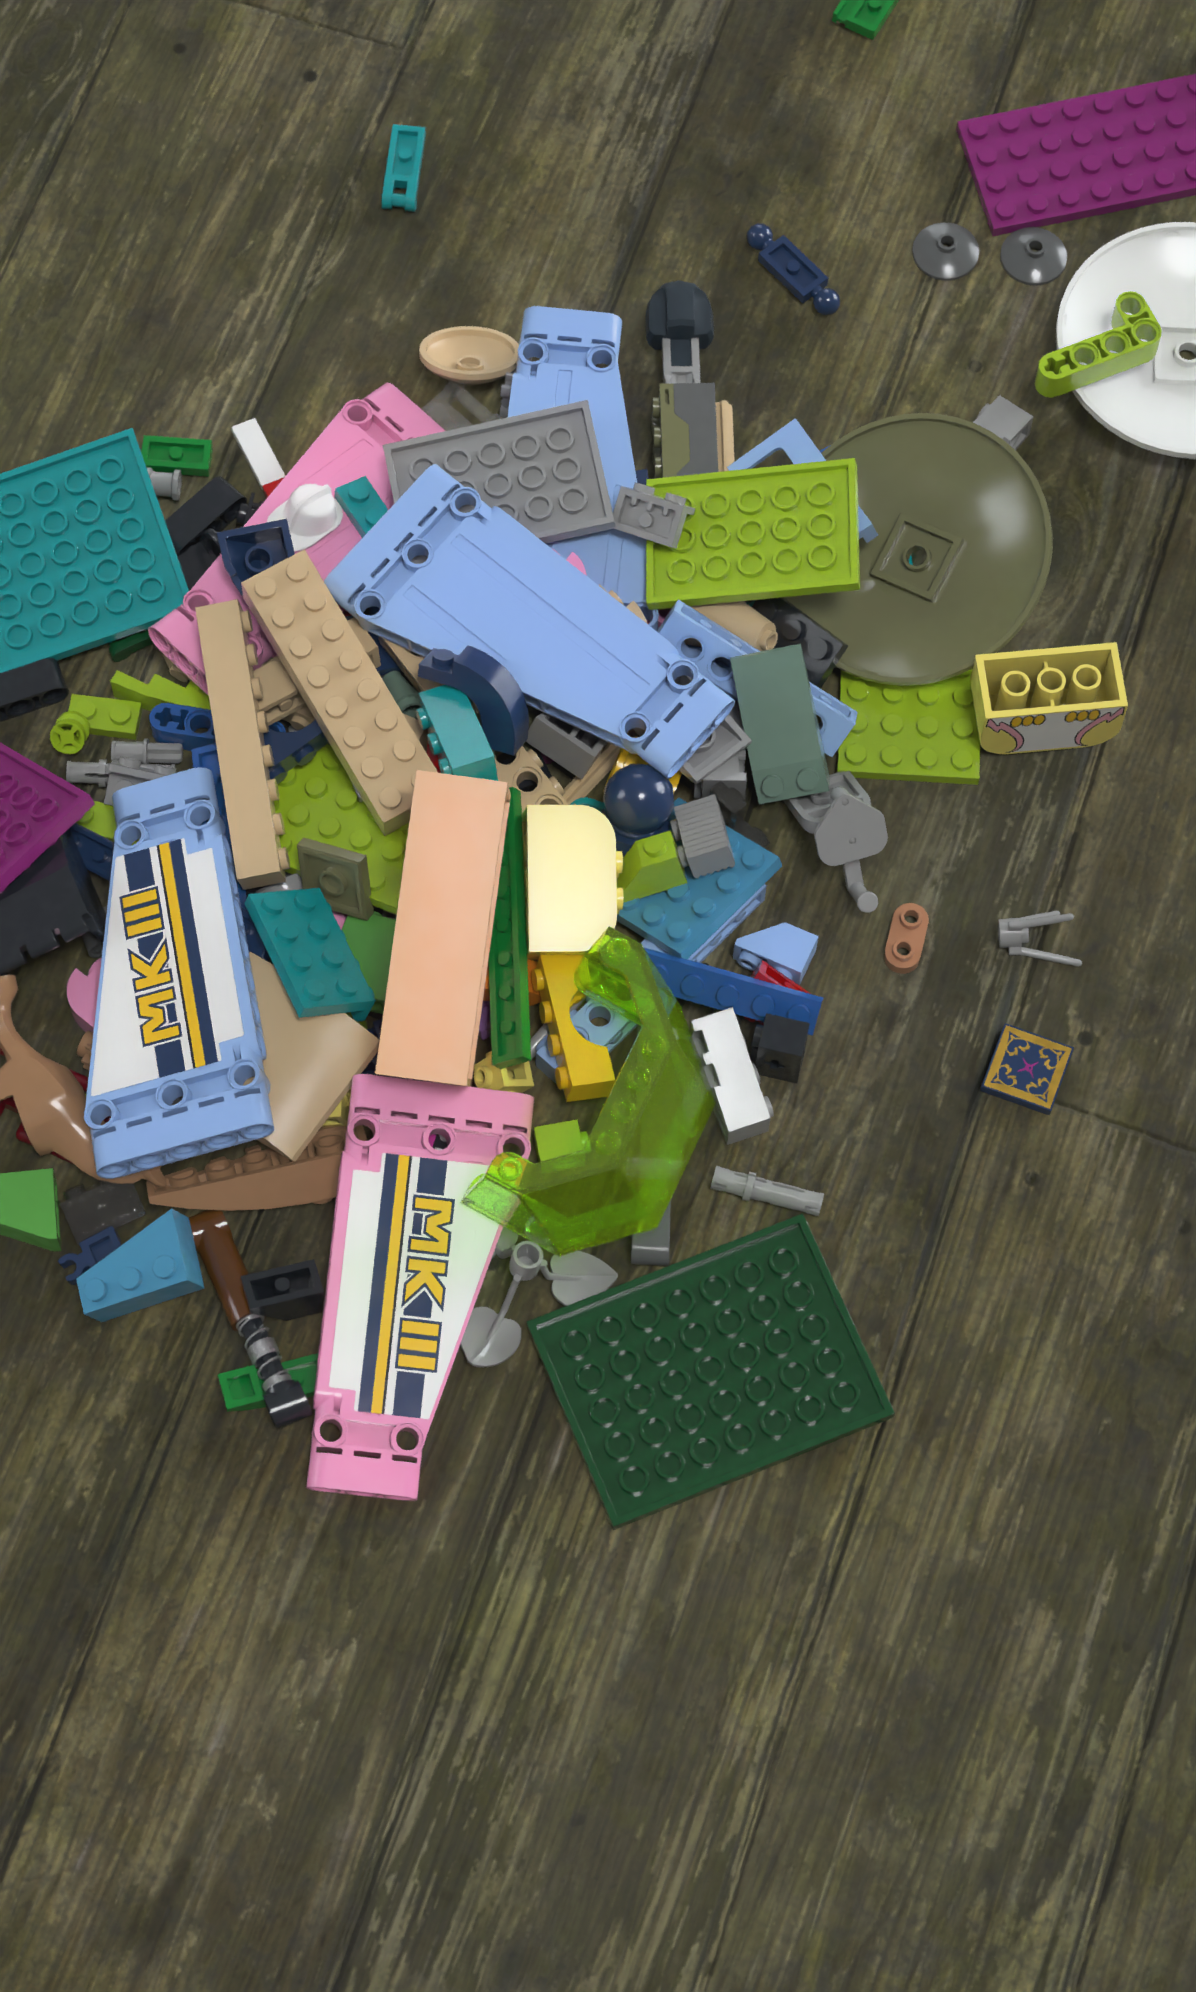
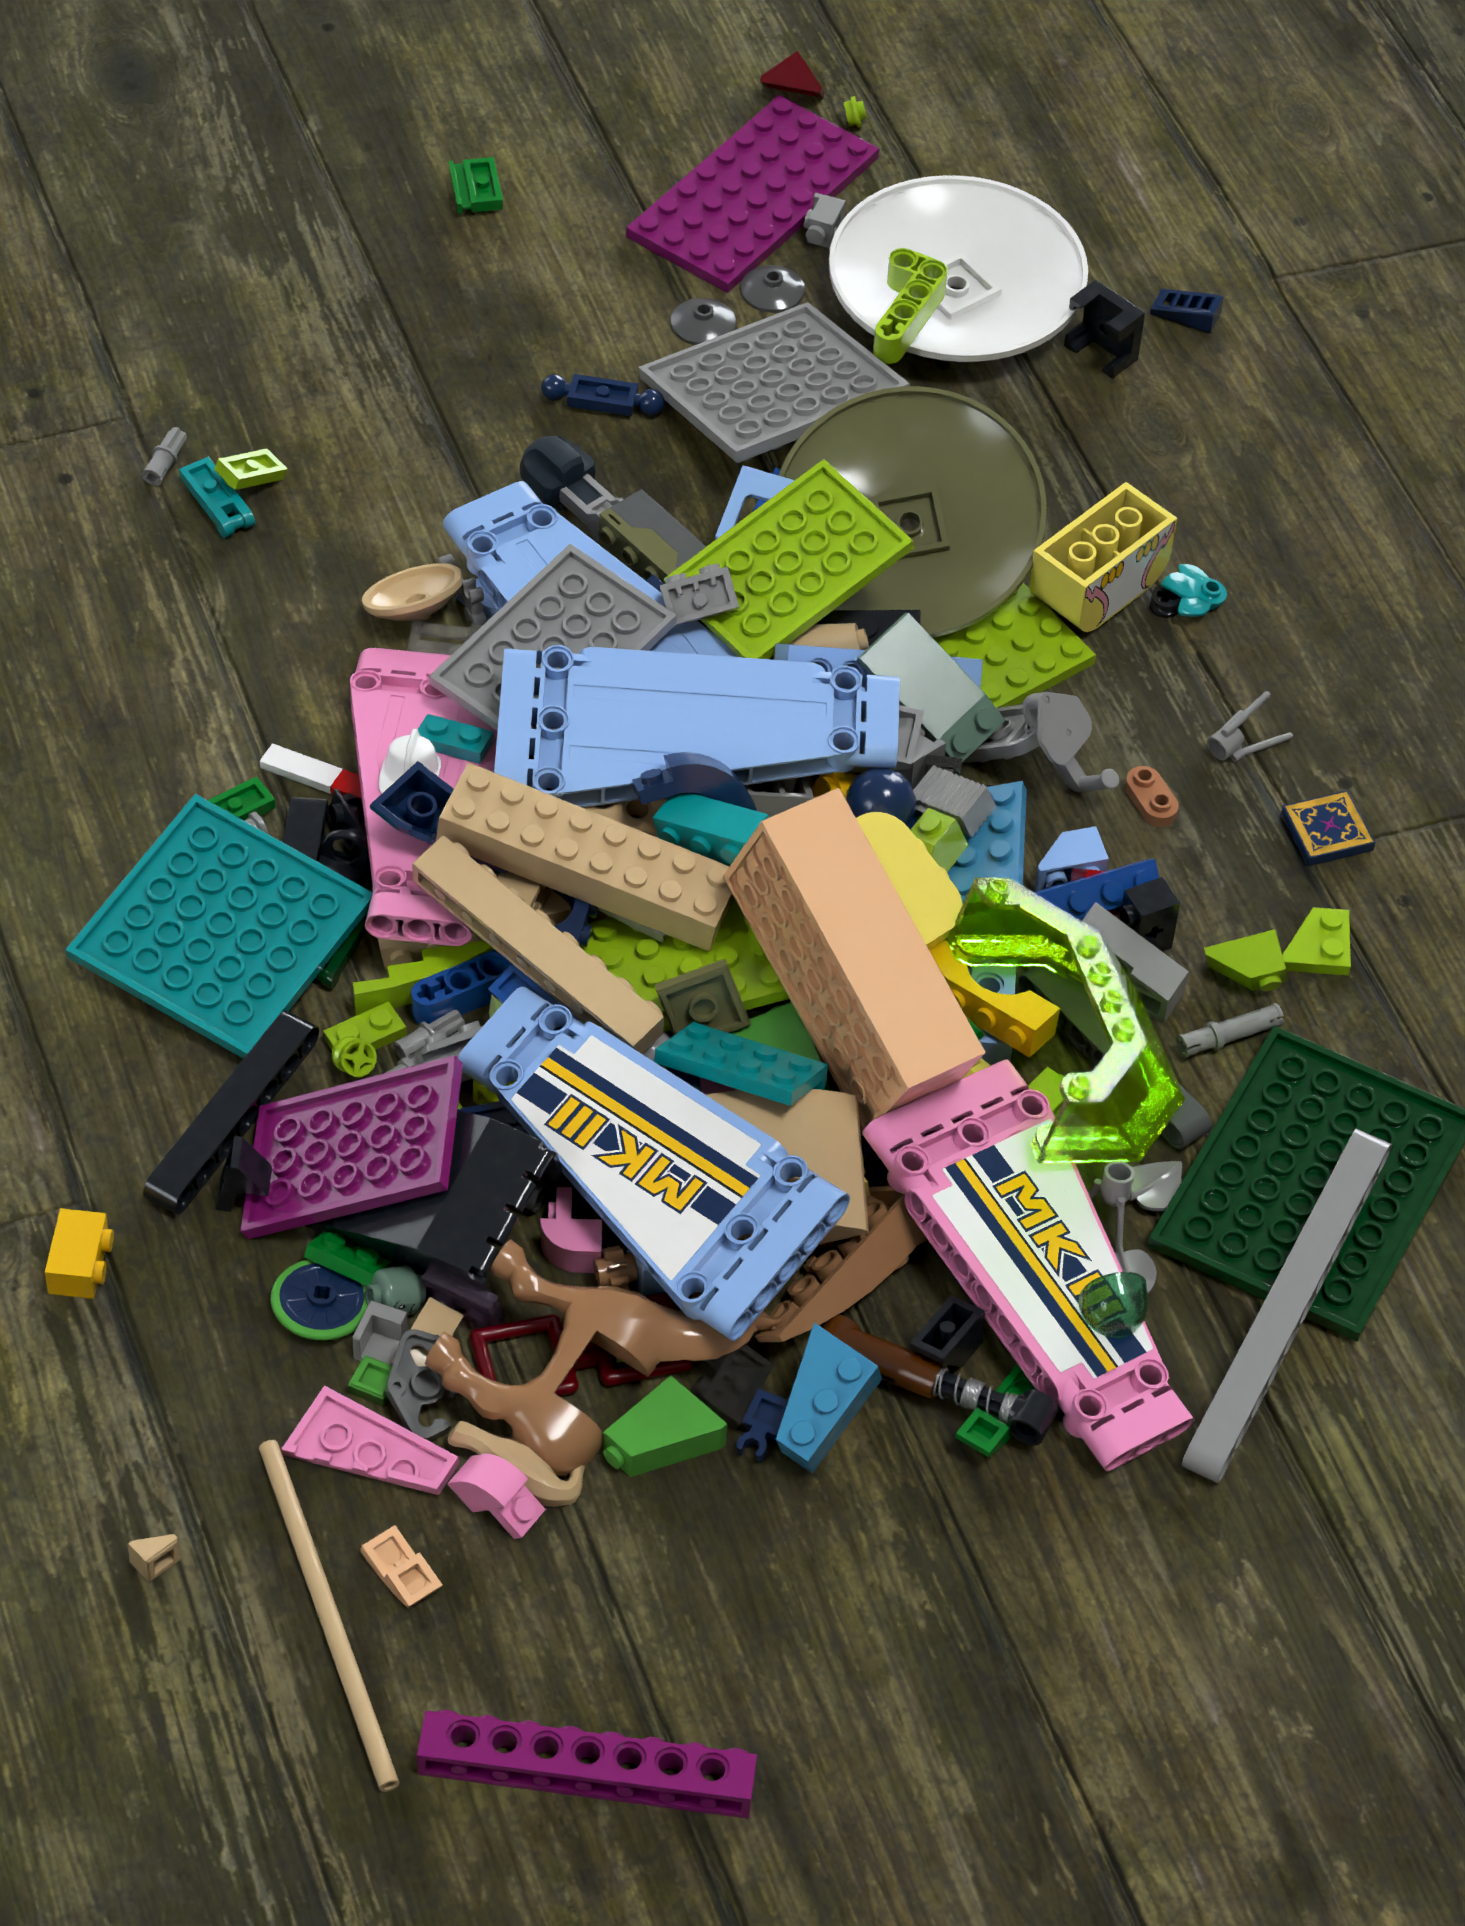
camera: 40 degrees left, 15 degrees down
(396, 104) = (164, 457): none -> light grey axle
(420, 1365) = (1115, 1304): none -> clear green helmet
(446, 160) = (250, 469): none -> lime plate
(573, 1460) = (1286, 1306): none -> light grey beam
(838, 1145) = (1250, 961): none -> lime slope
(919, 1167) = (1321, 944): none -> lime wing
(933, 347) = (767, 380): none -> light grey plate
(1090, 758) = (1163, 609): none -> black bush
(1115, 772) = (1197, 590): none -> teal plate
(1130, 216) = (824, 219): none -> light grey brick

